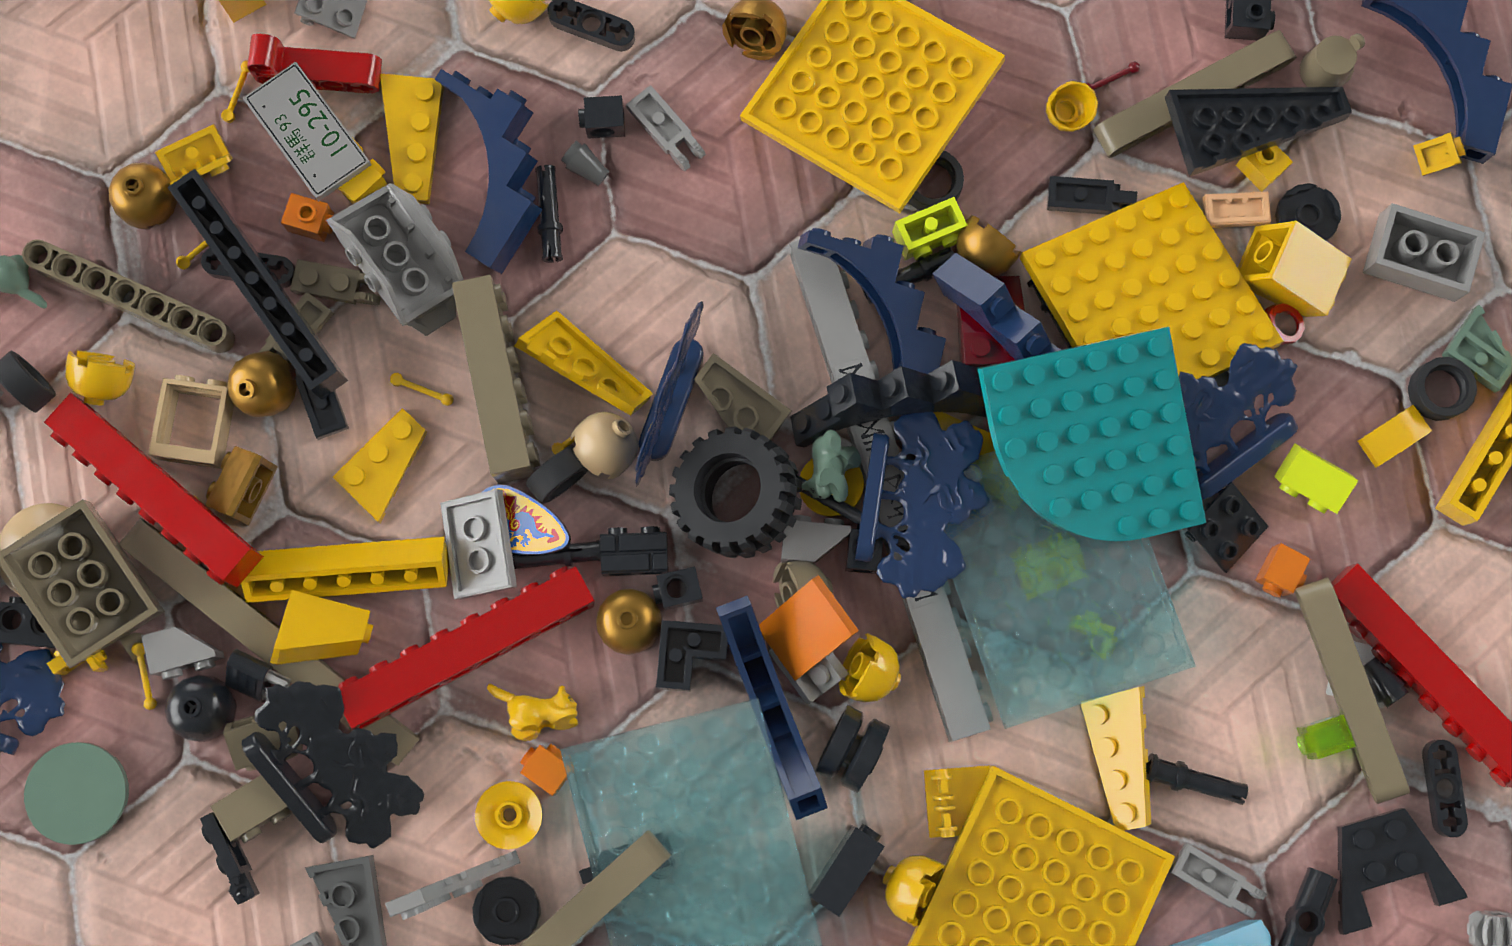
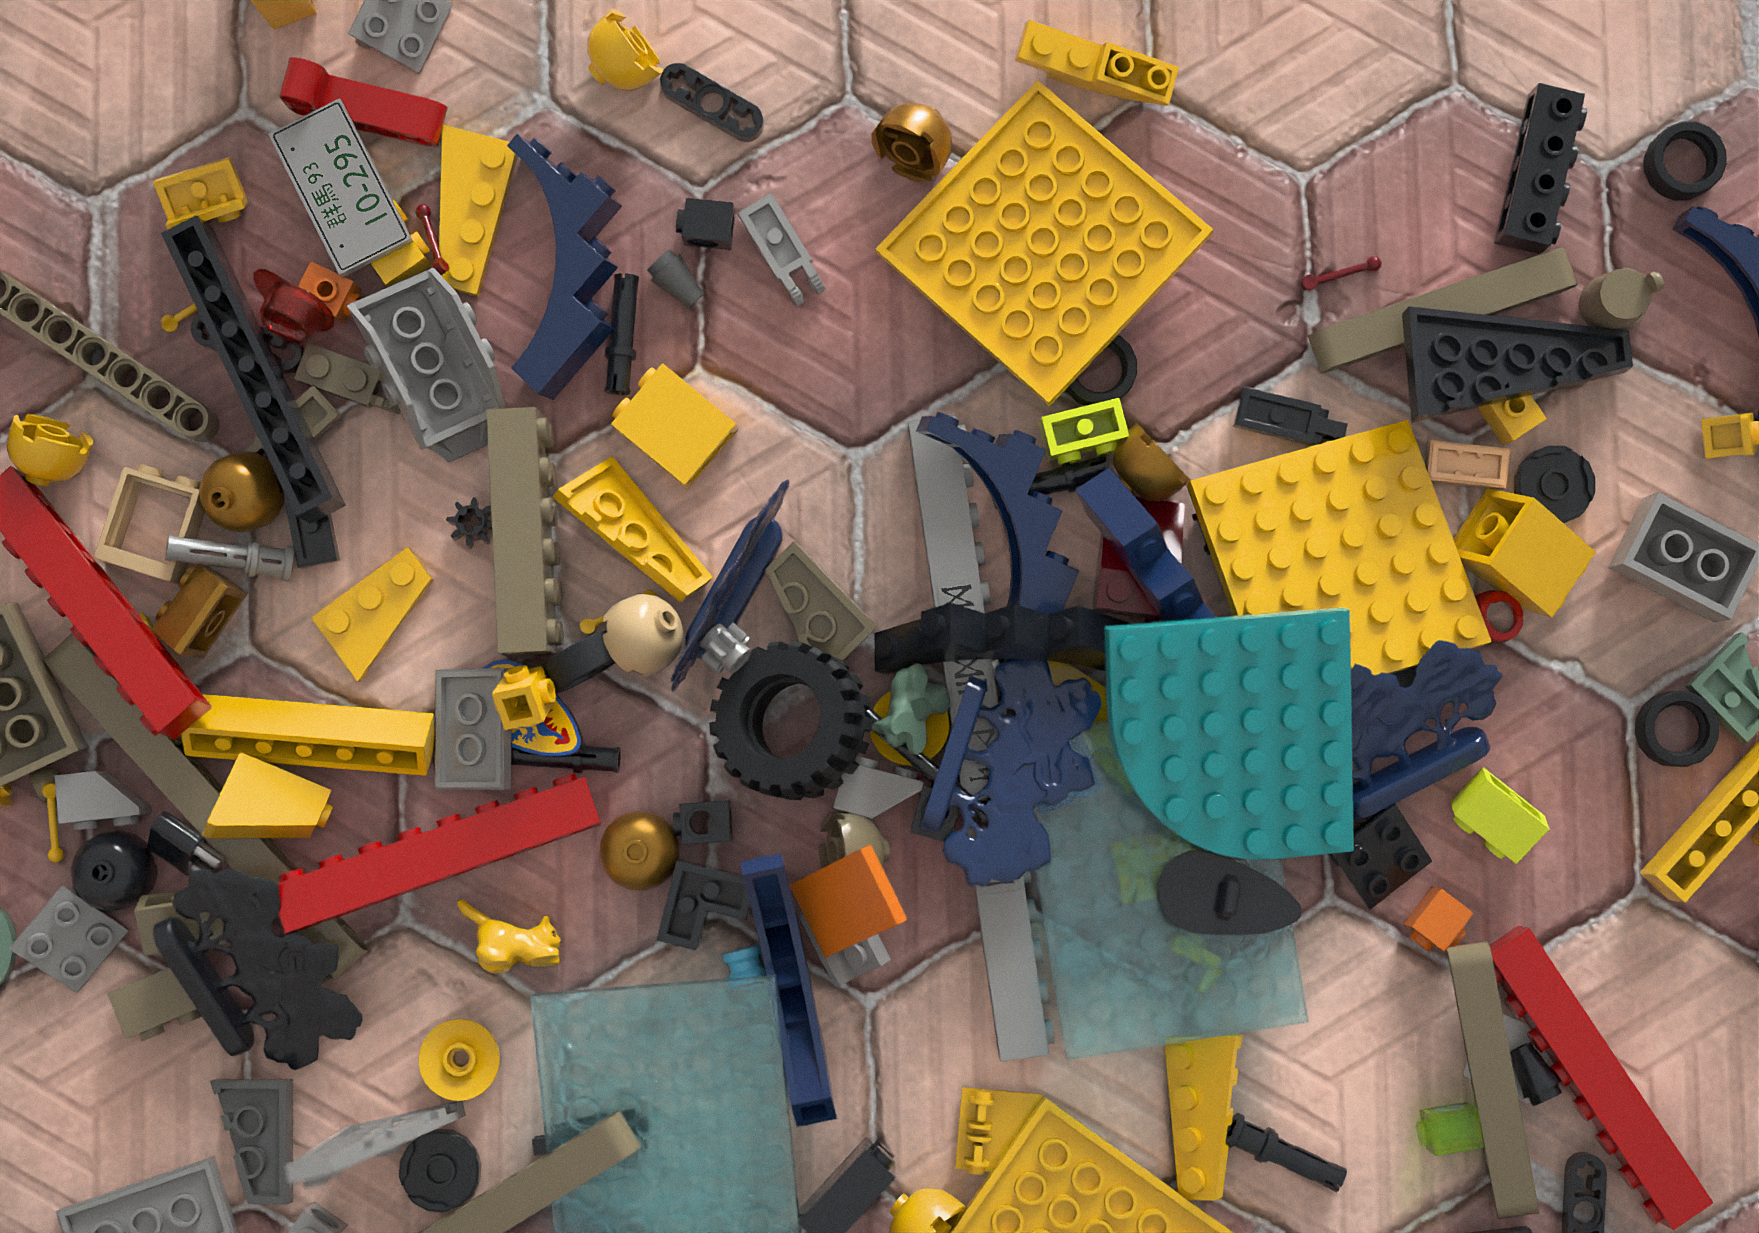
camera: 10 degrees right, 5 degrees up
(142, 195) = (129, 231): pearl gold cylinder -> none
(171, 769) = (69, 938): none -> light grey hinge
(227, 114) = (250, 145): yellow hinge -> none
(230, 860) = (123, 1059): black hinge -> none
(277, 436) = (179, 550): none -> light grey pin
(280, 232) = (290, 309): none -> clear red piece
(375, 144) = (423, 212): none -> dark red hinge
(398, 380) = (408, 510): yellow hinge -> none
(444, 376) = (465, 514): none -> black gear
(514, 516) = (524, 697): none -> yellow brick
(545, 768) = (510, 1011): orange brick -> none
(602, 277) = (673, 425): none -> yellow brick
(634, 552) = (658, 769): black brick -> none
(674, 440) = (725, 648): none -> light grey gear
(729, 694) = (744, 962): none -> medium azure wheel
(855, 750) = (884, 1054): black wheel -> none
(871, 670) = (919, 959): yellow cylinder -> none
(1071, 106) = (1286, 303): yellow hair -> none
(1108, 576) = (1222, 897): none -> black shield
(1394, 436) = (1606, 777): yellow slope -> none

